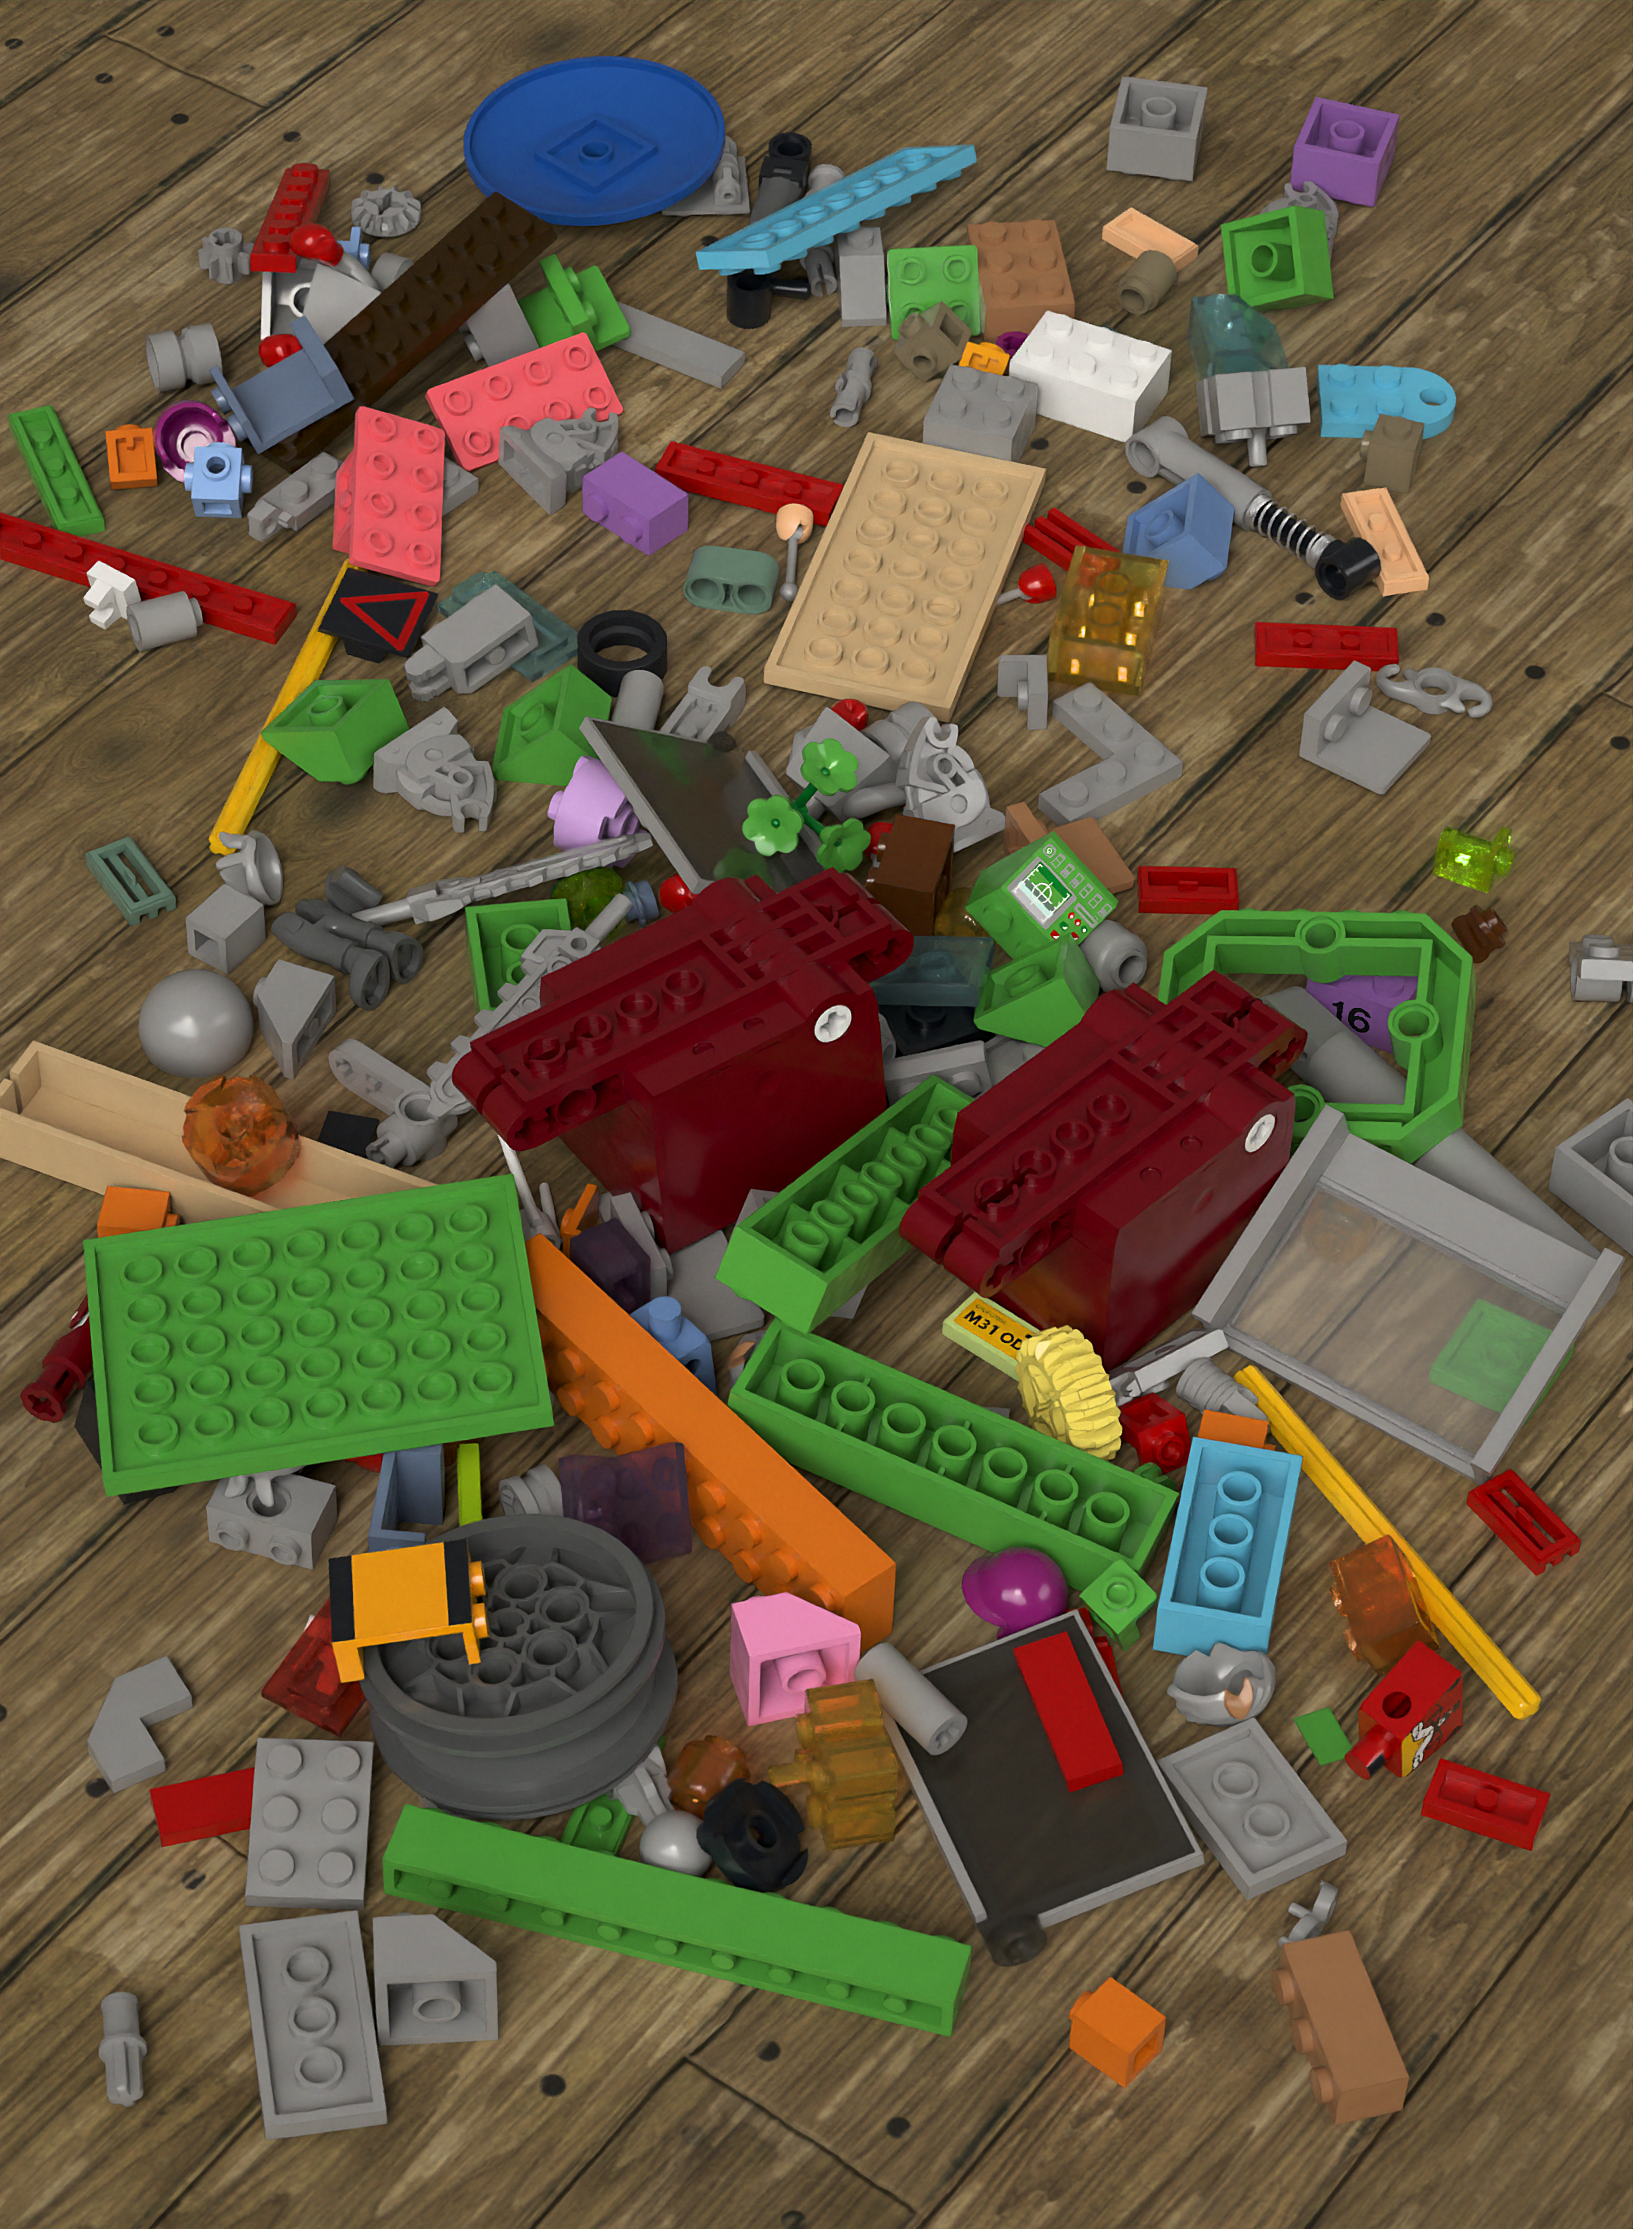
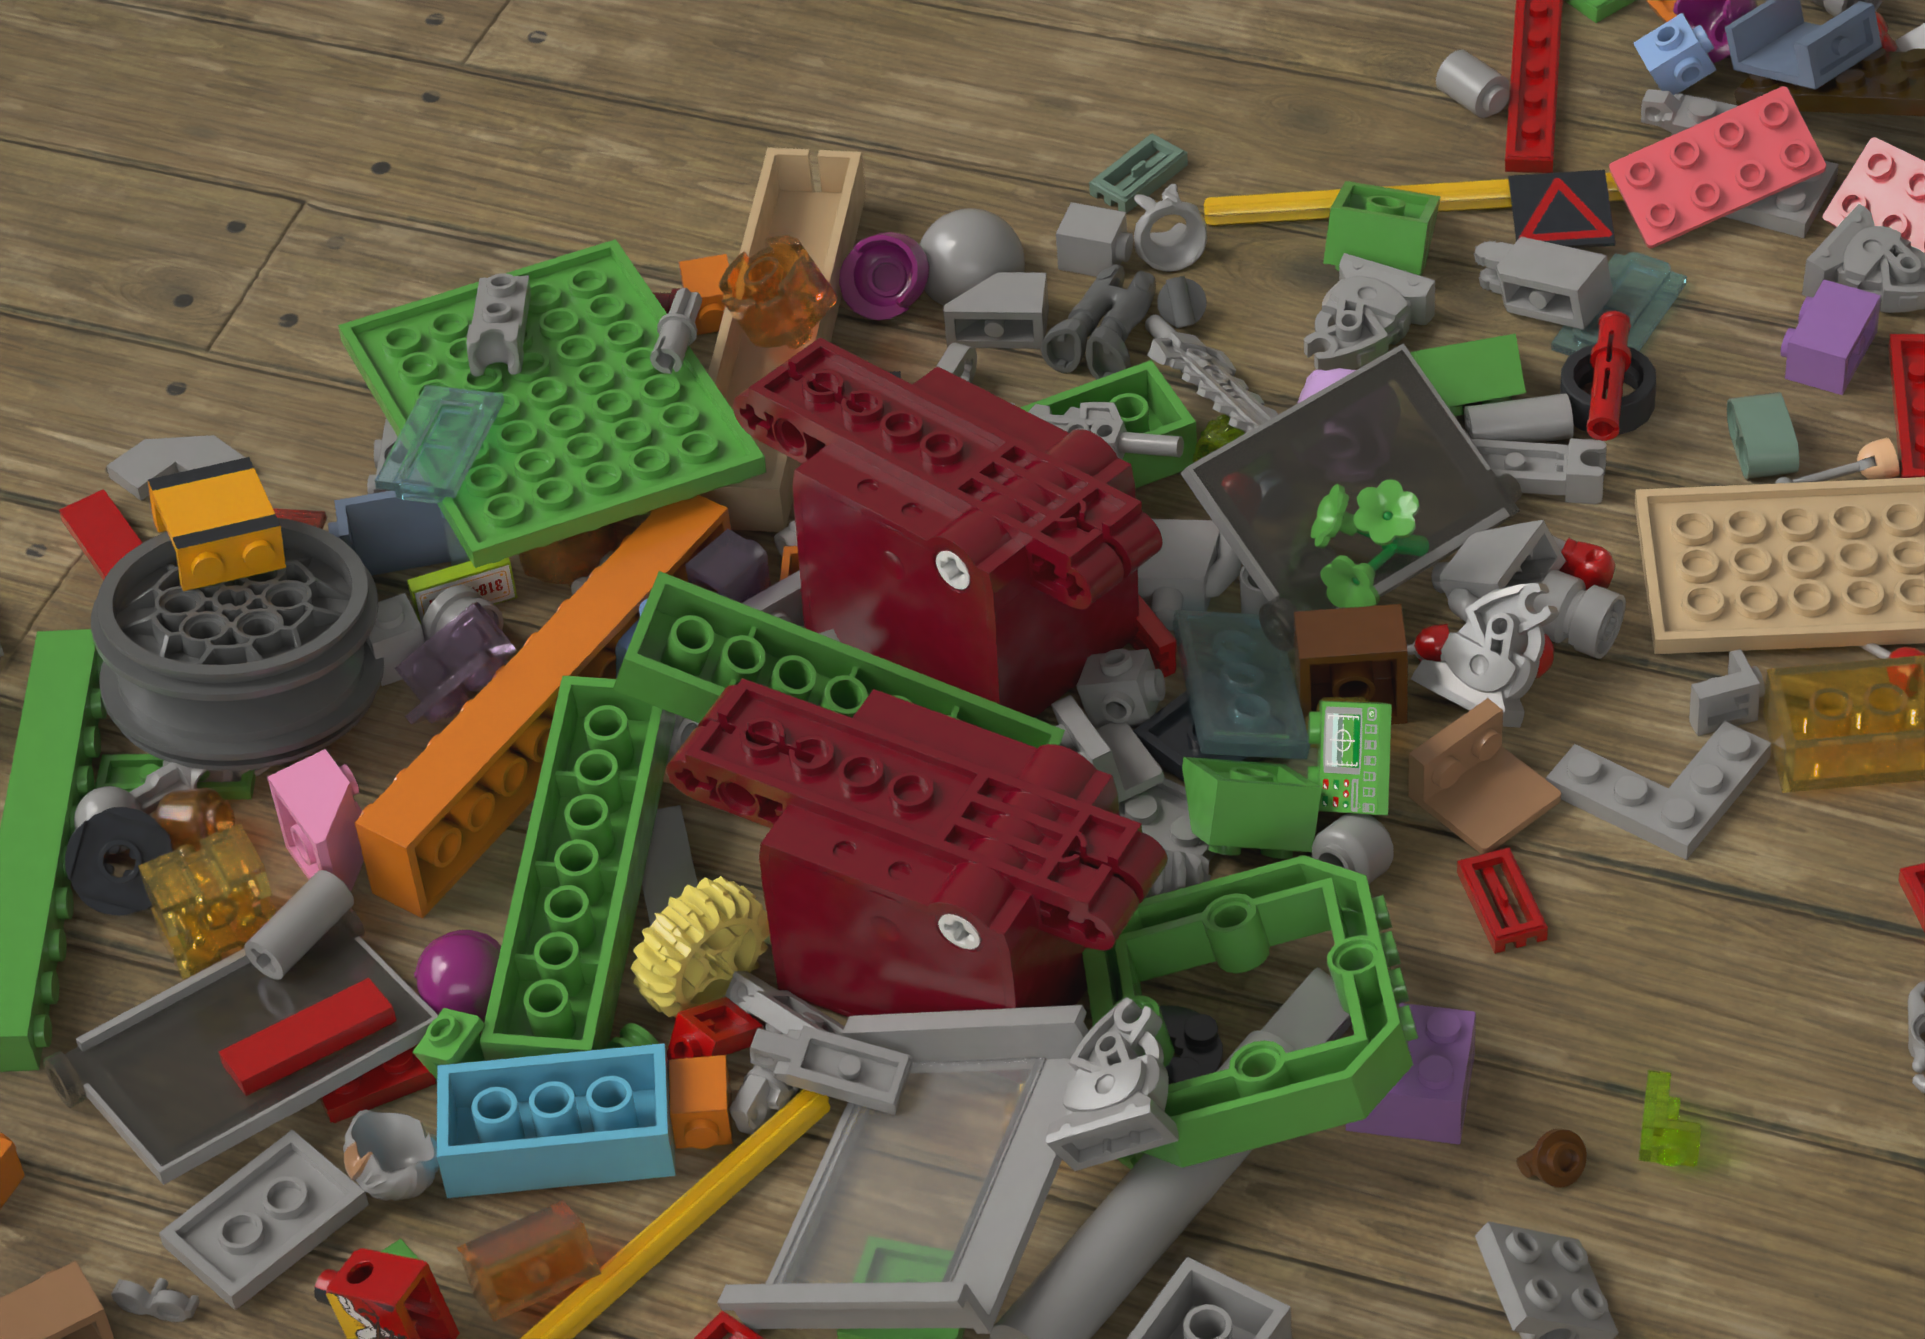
camera: 80 degrees right, 0 degrees up
(109, 594) = (1490, 39): white tile -> none
(198, 1337) = (499, 323): none -> light grey plate
(200, 1058) = (883, 275): none -> magenta helmet
(293, 1199) = (676, 331): none -> light grey axle
(309, 1824) = (64, 588): light grey plate -> none
(375, 1407) = (438, 443): none -> clear light blue piece
(618, 626) = (1613, 338): none -> red pin
(1252, 1333) = (834, 1066): none -> light grey hinge
(1357, 739) = (1809, 978): light grey bracket -> none
(1417, 1114) = (1116, 1093): none -> light grey piece

